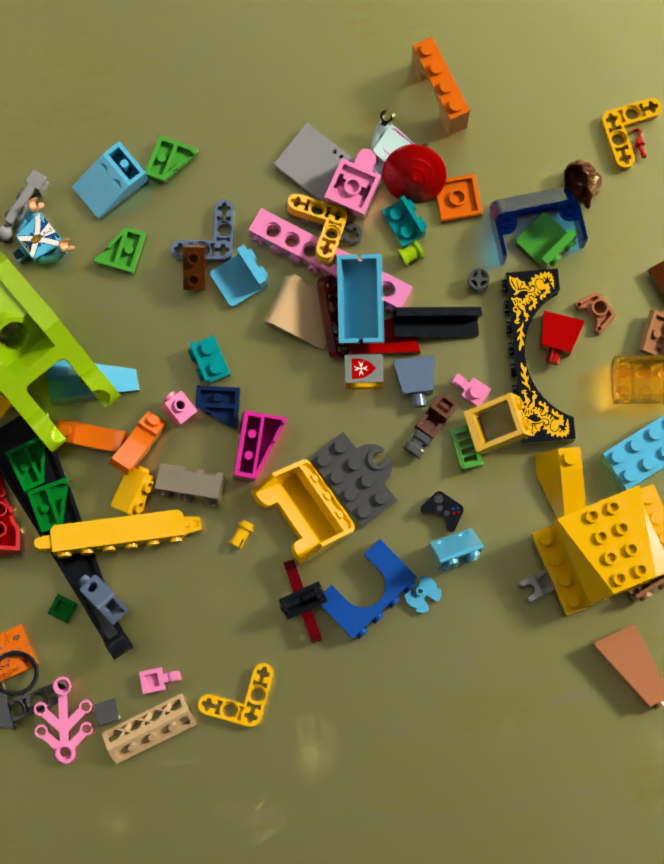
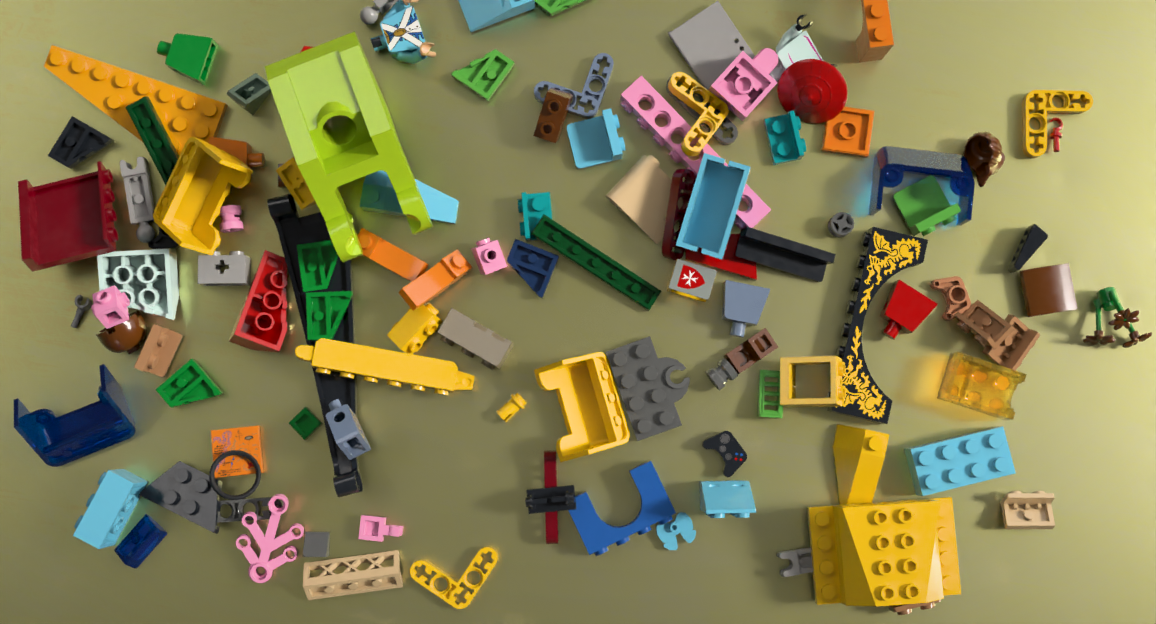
camera: 15 degrees right, 5 degrees up
(255, 441) = (555, 319): dark pink wedge -> none
(274, 383) = (596, 262): none -> dark green tile
(410, 253) = (780, 173): lime bush -> none
(474, 391) = (797, 338): bright pink plate -> none
(632, 325) = (984, 324): none -> medium nougat bracket
(648, 241) = (1030, 242): none -> black slope

